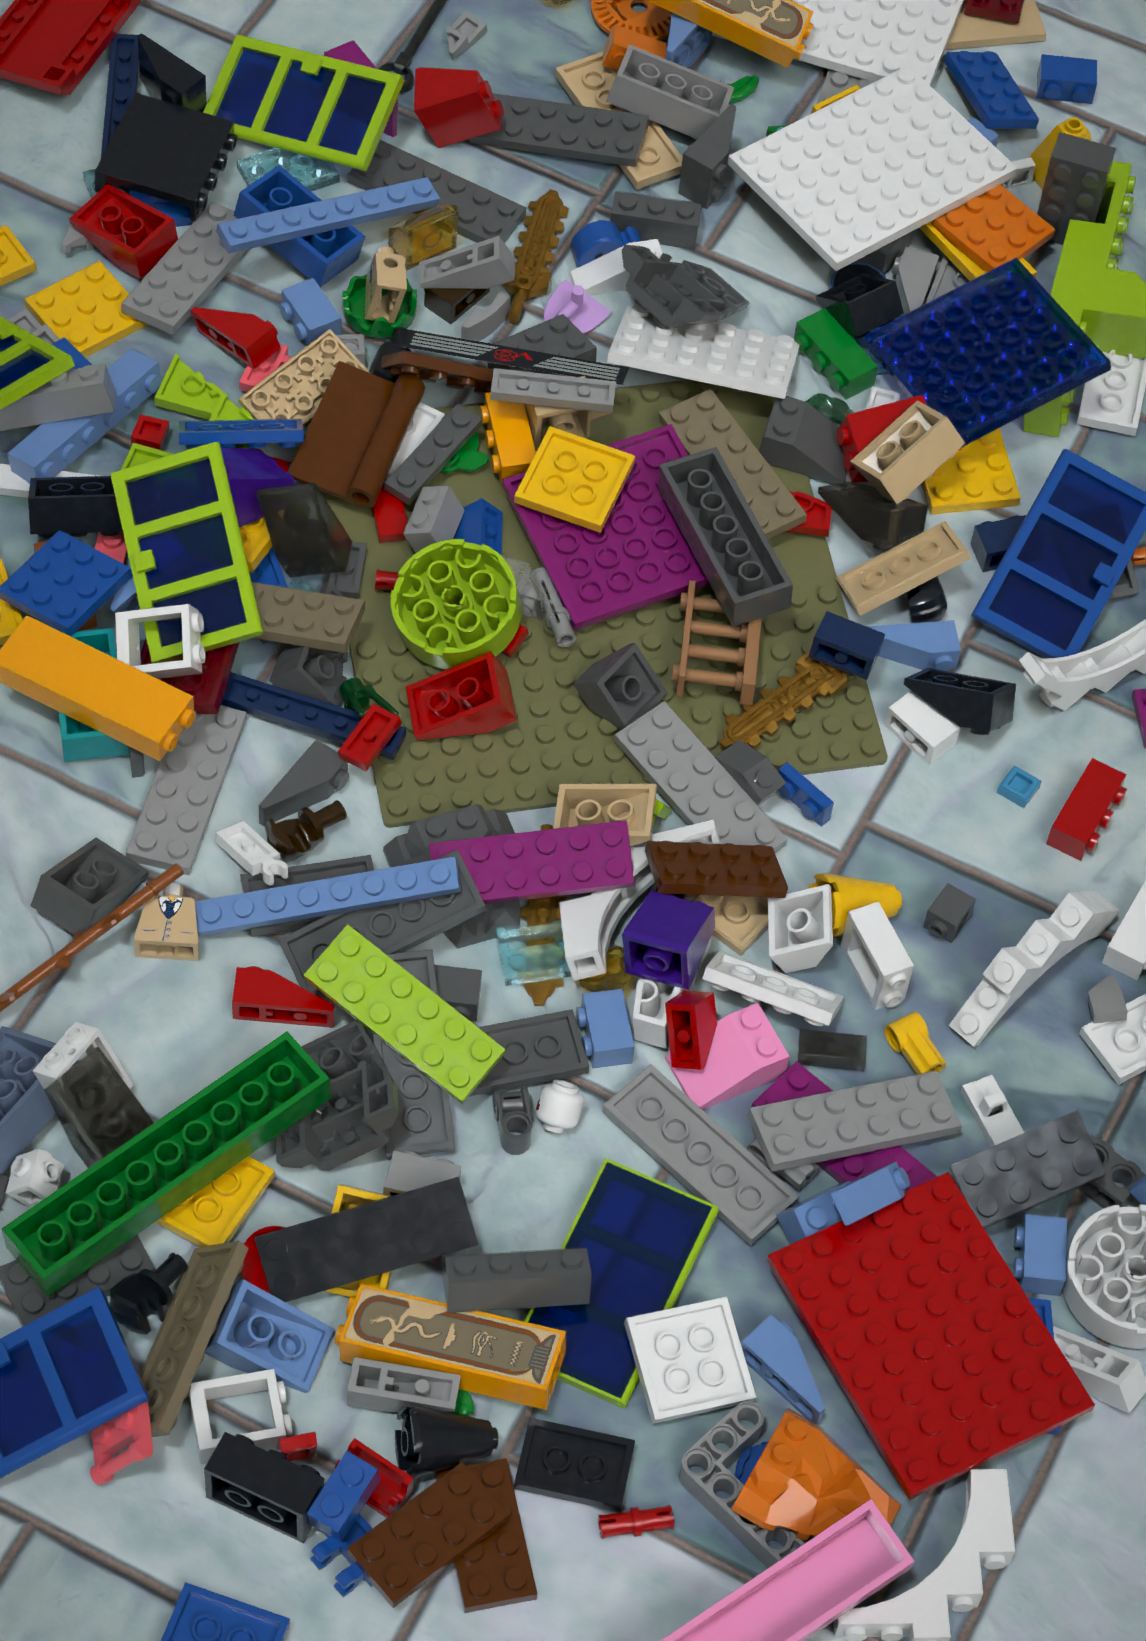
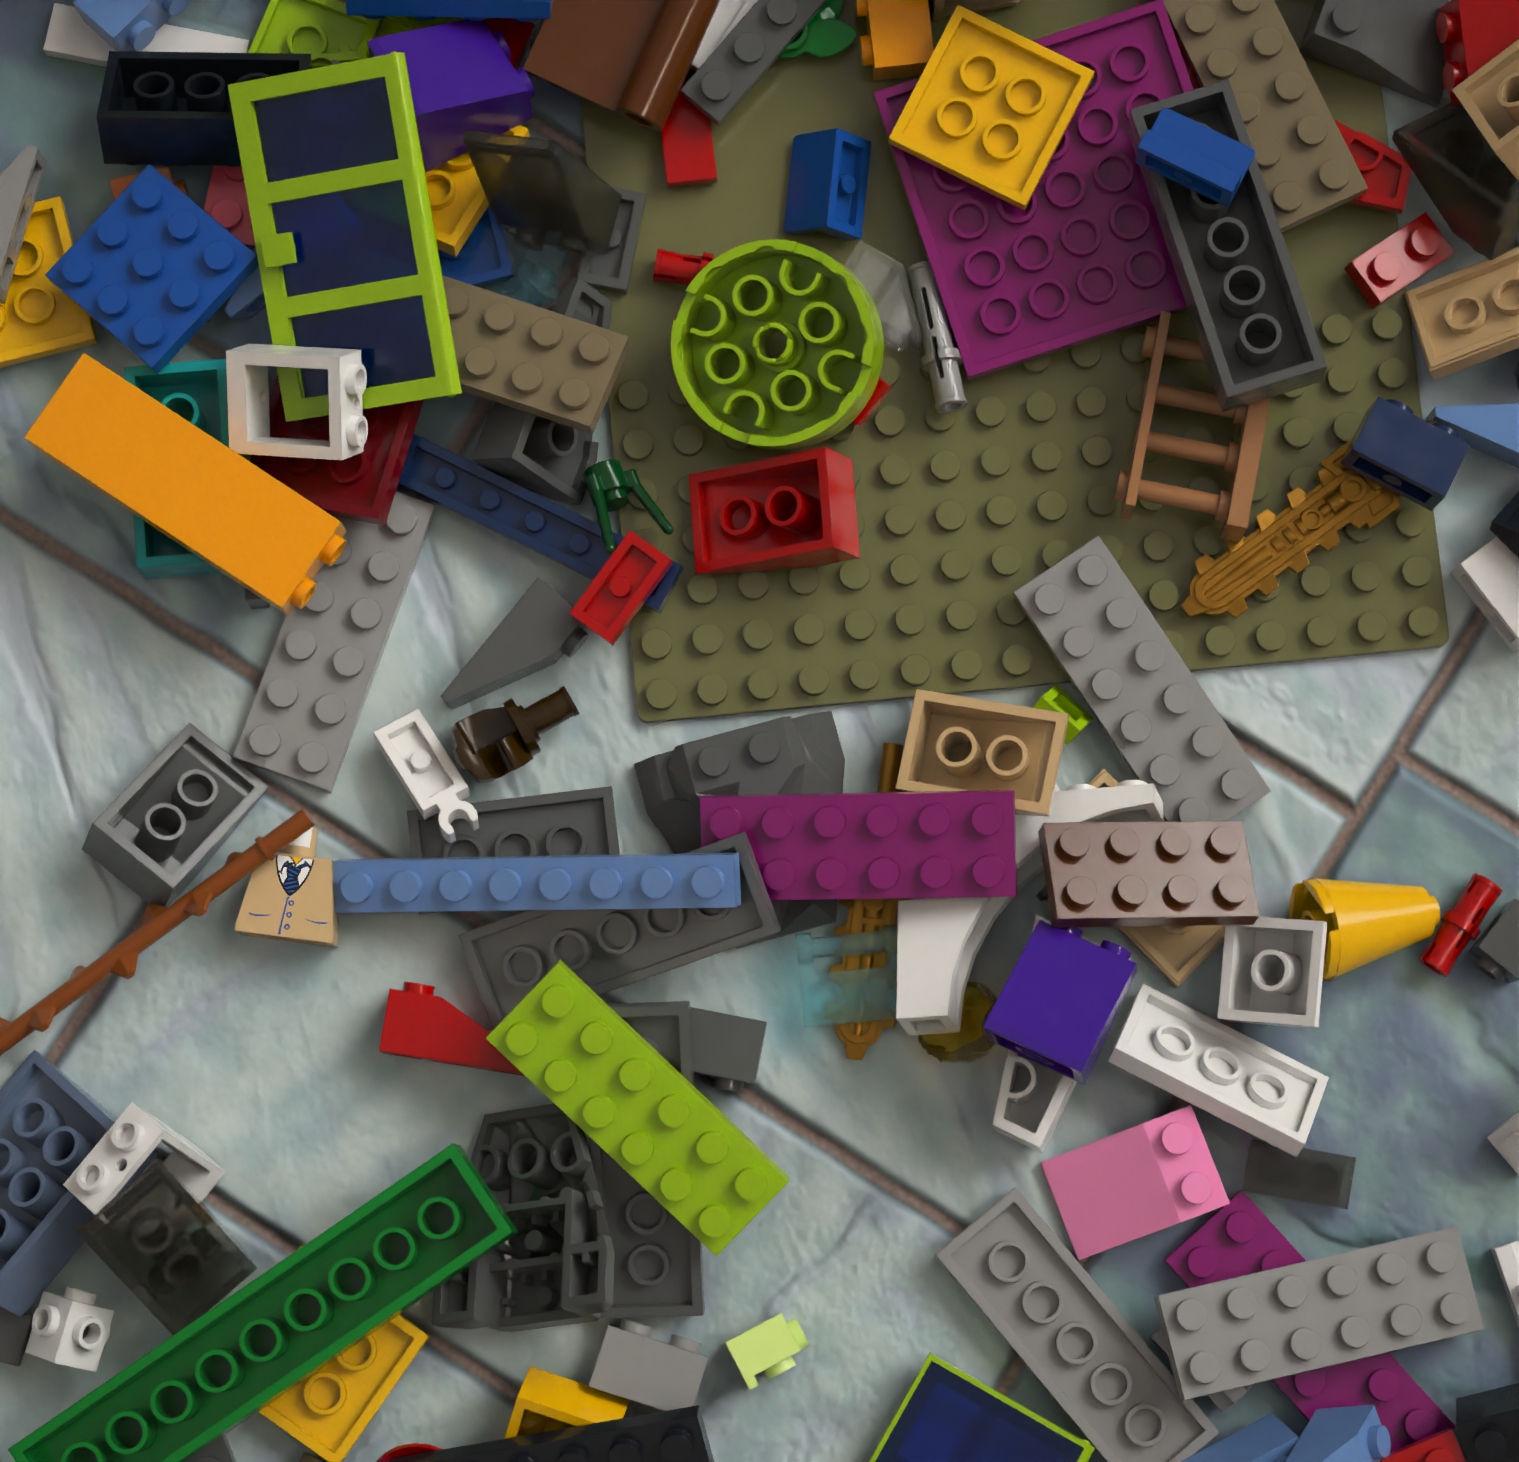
camera: 10 degrees right, 25 degrees up
(433, 517) = (756, 166): light grey brick -> none
(497, 1166) = (767, 1348): none -> yellowish green brick
(513, 1114) = (797, 1259): dark grey piece -> none
(536, 1051) = (835, 1144): dark grey plate -> none
(559, 1106) = (868, 1255): white head -> none
(606, 1028) = (952, 1117): medium blue brick -> none
(621, 686) = (1032, 503): dark grey slope -> none
(691, 1028) = (1082, 1142): red slope -> none
(699, 483) = (1194, 156): none -> blue panel
(751, 771) = (1223, 671): dark grey slope -> none
(805, 795) = (1318, 726): blue plate -> none
(830, 560) = (1399, 260): none -> red plate
(877, 956) = (1388, 1028): white window -> none
(911, 1038) = (1423, 1161): yellow piece -> none
(915, 907) = (1460, 925): none -> red pin

